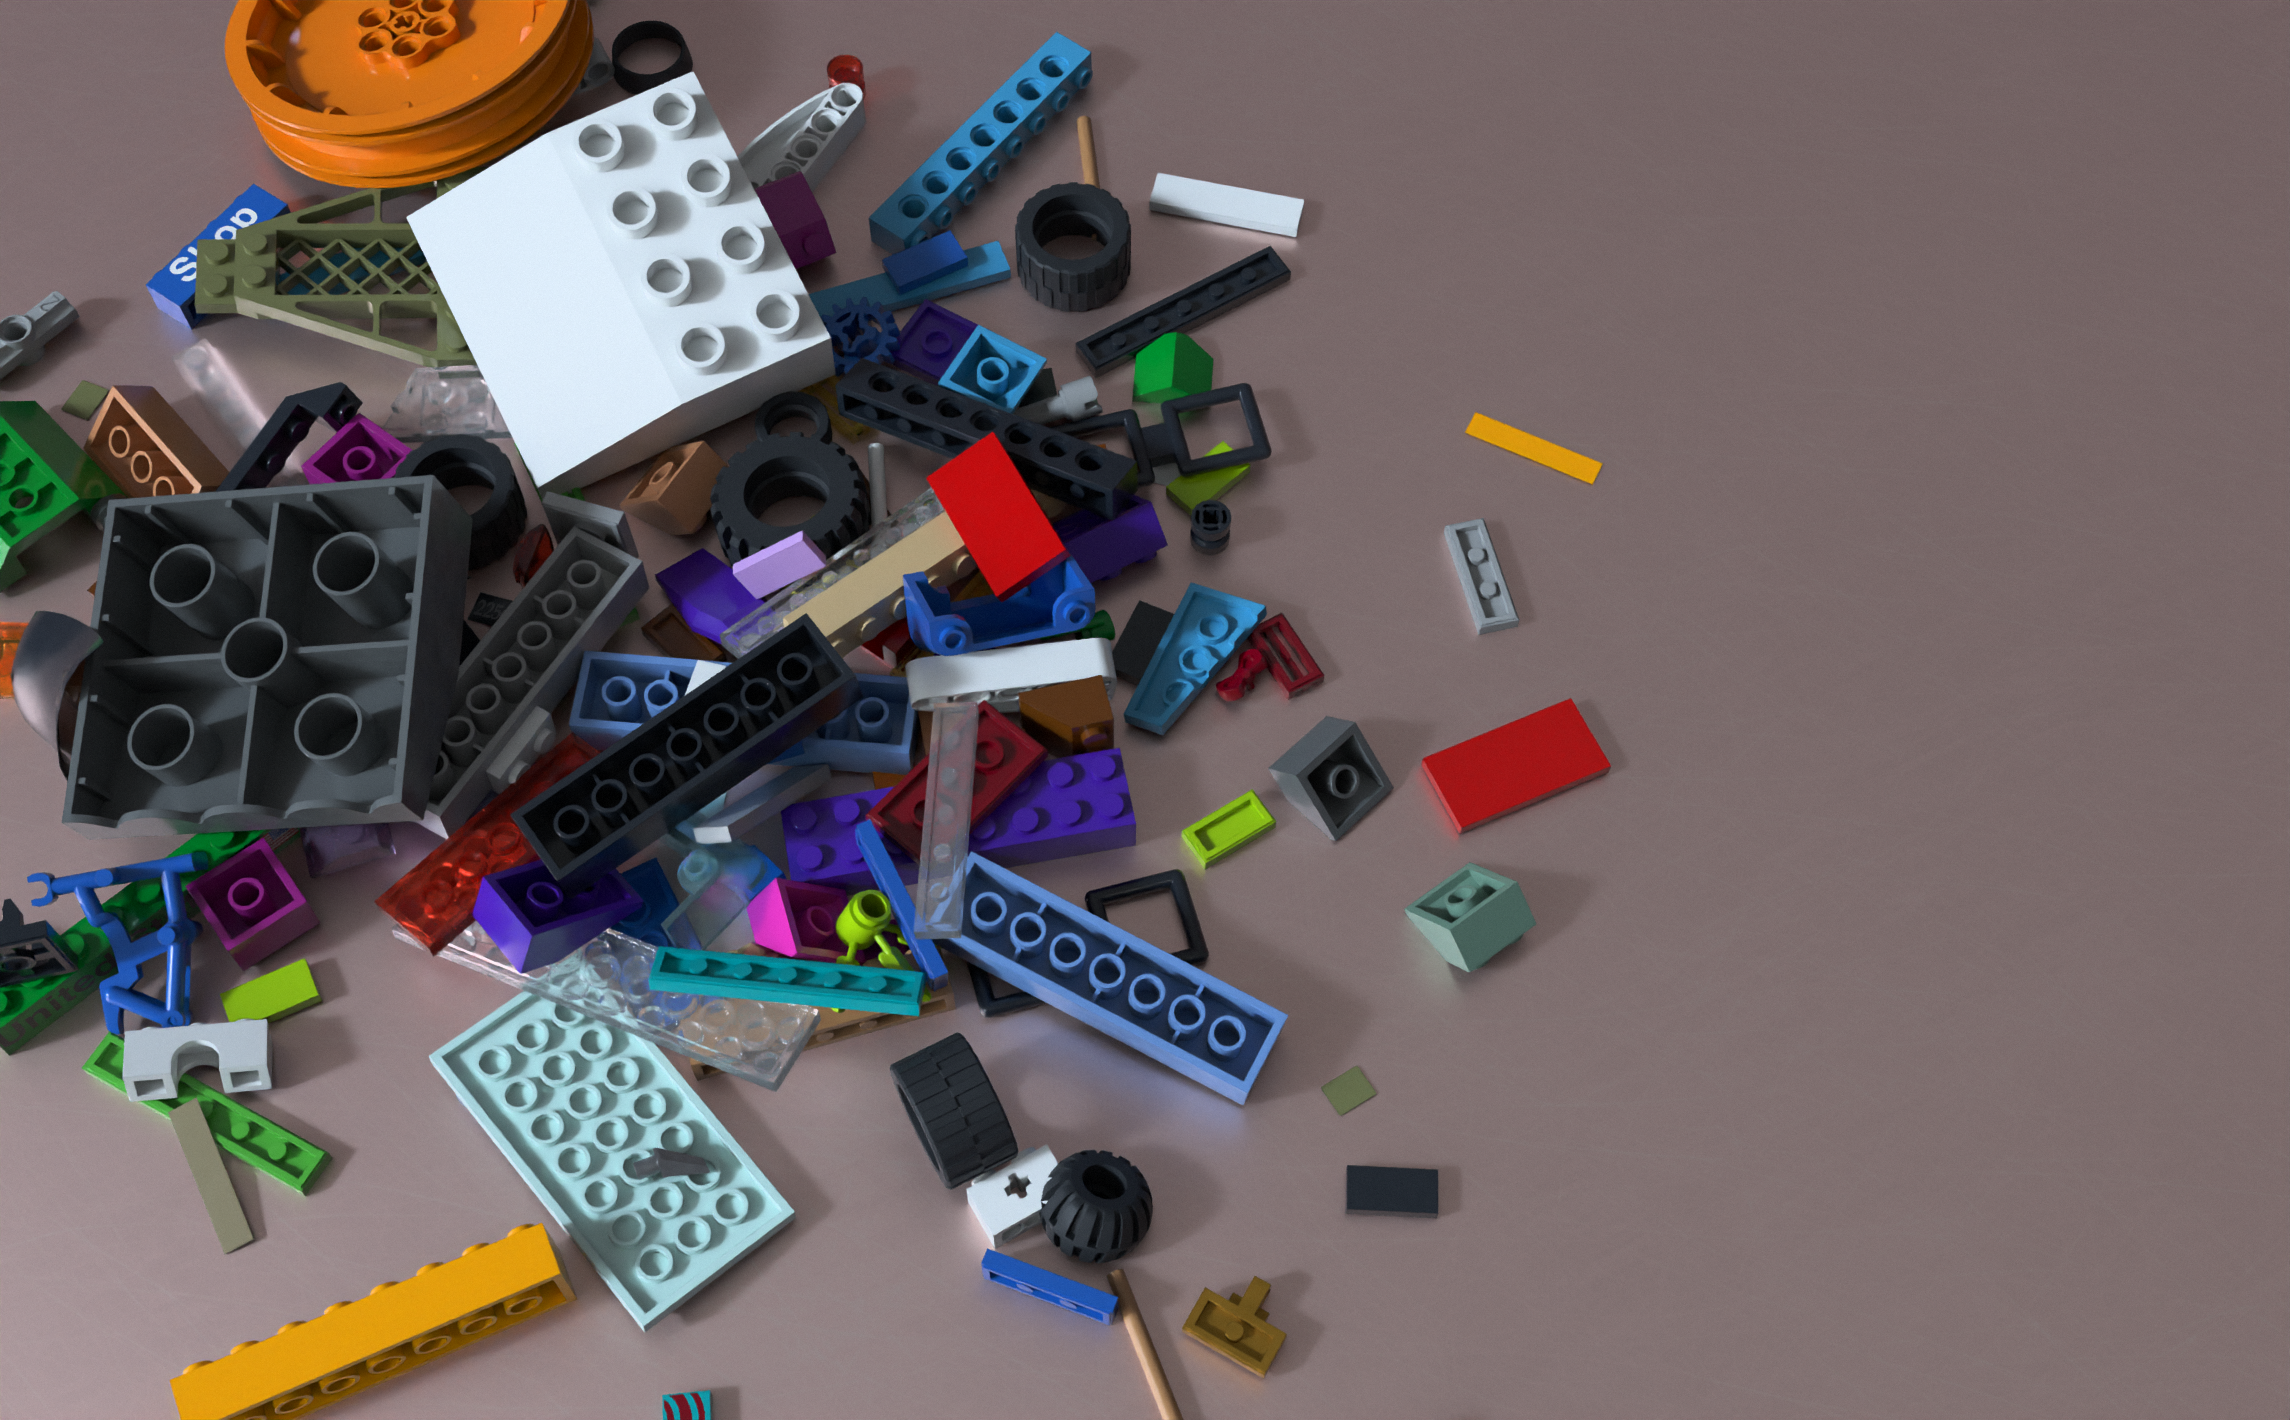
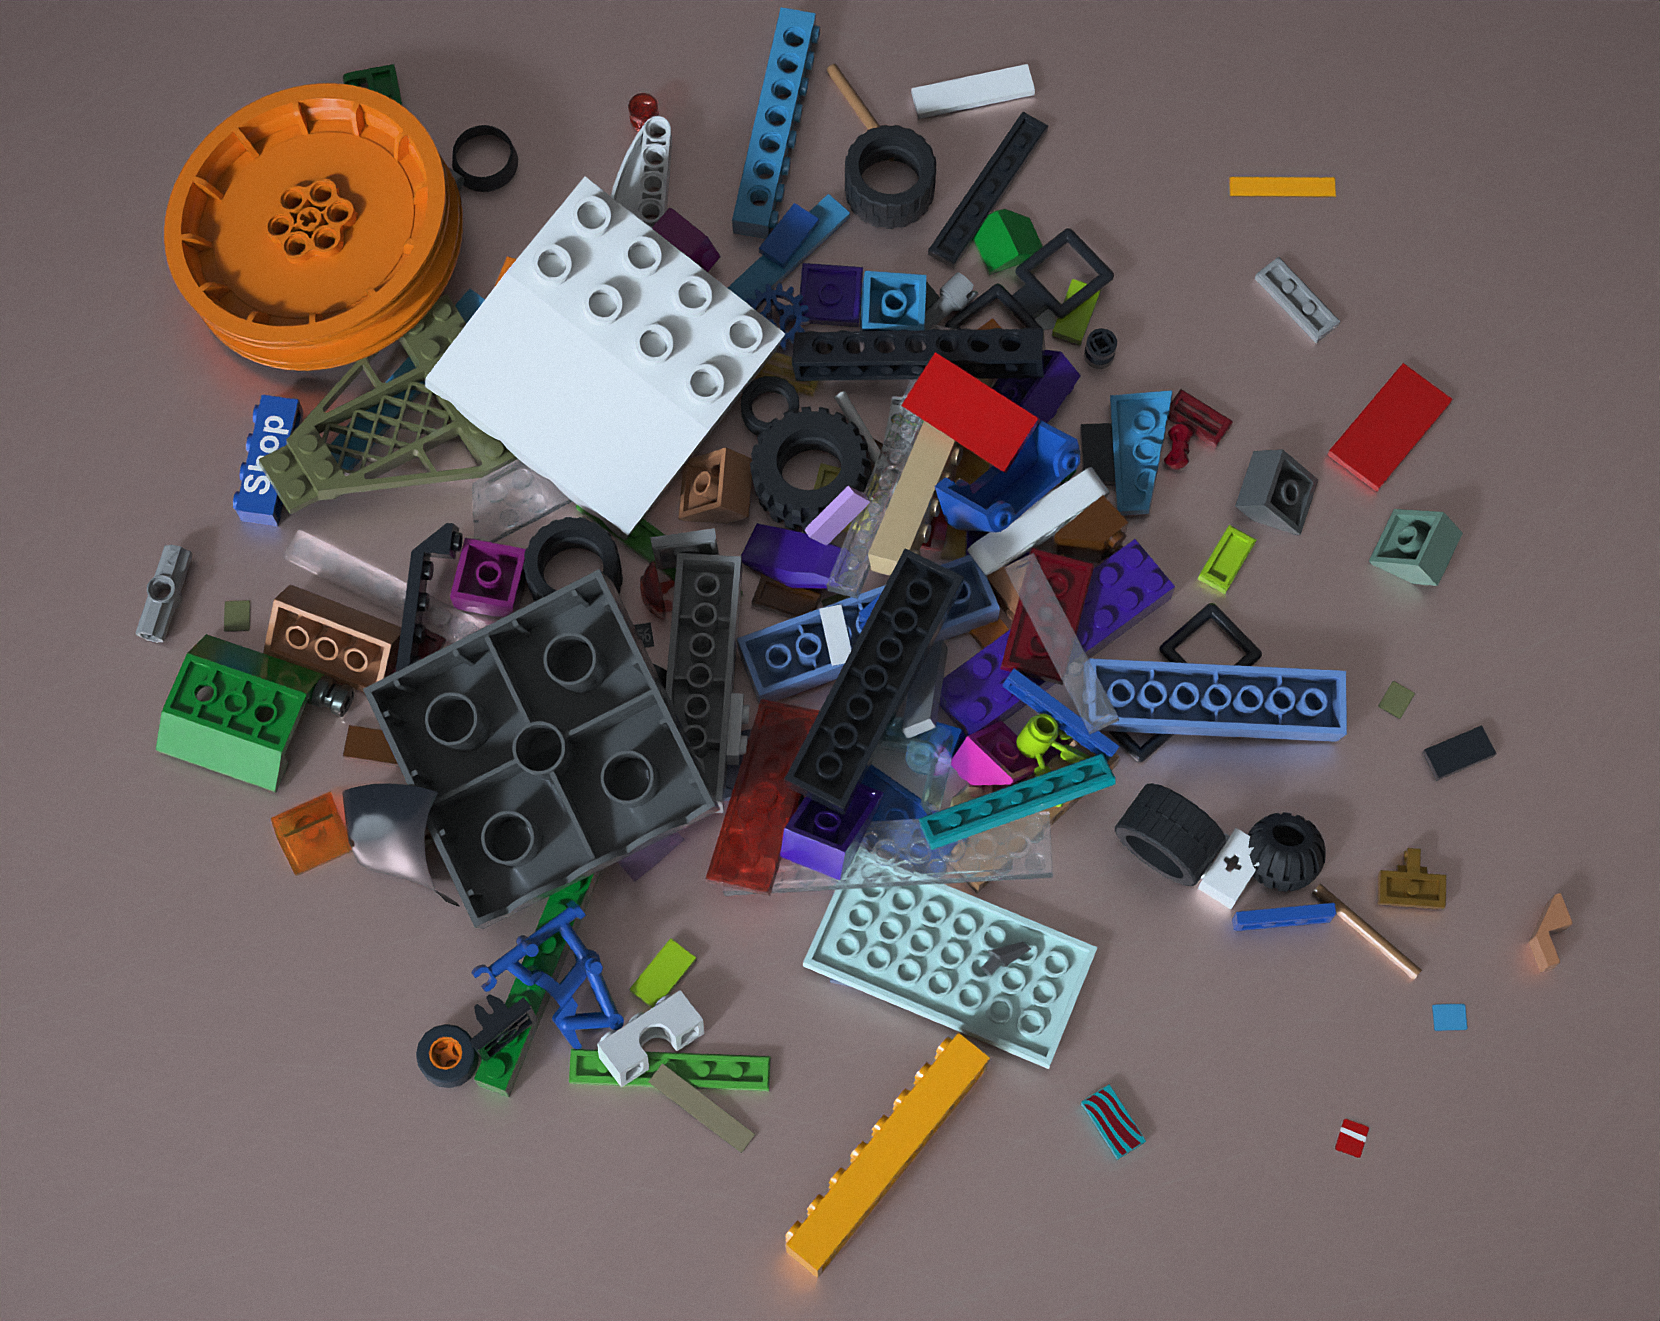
camera: 25 degrees left, 10 degrees up
(252, 904) = (617, 918): magenta brick -> none

